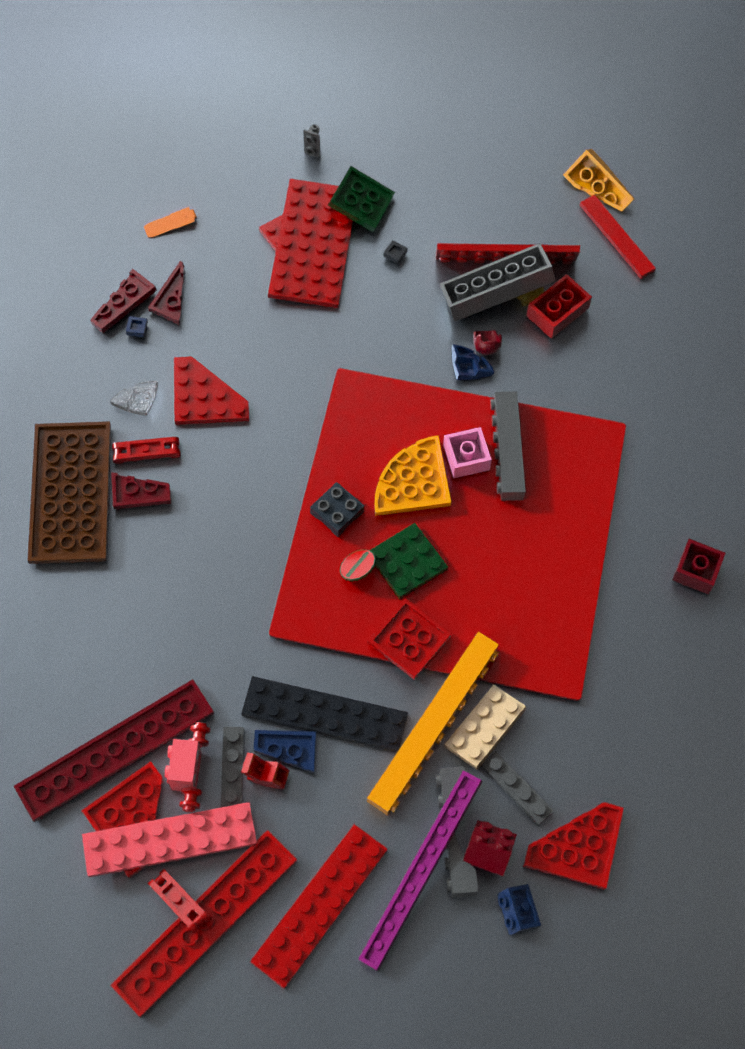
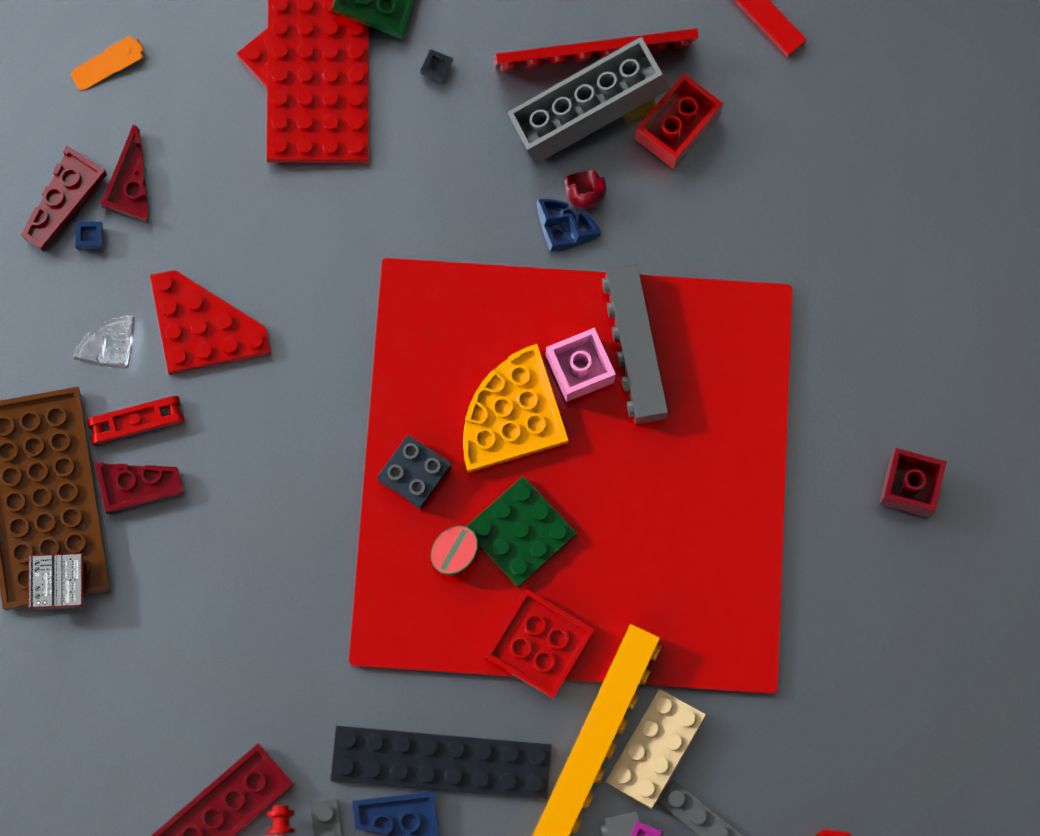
camera: 10 degrees left, 10 degrees up
(68, 546) = (55, 581): none -> light grey tile

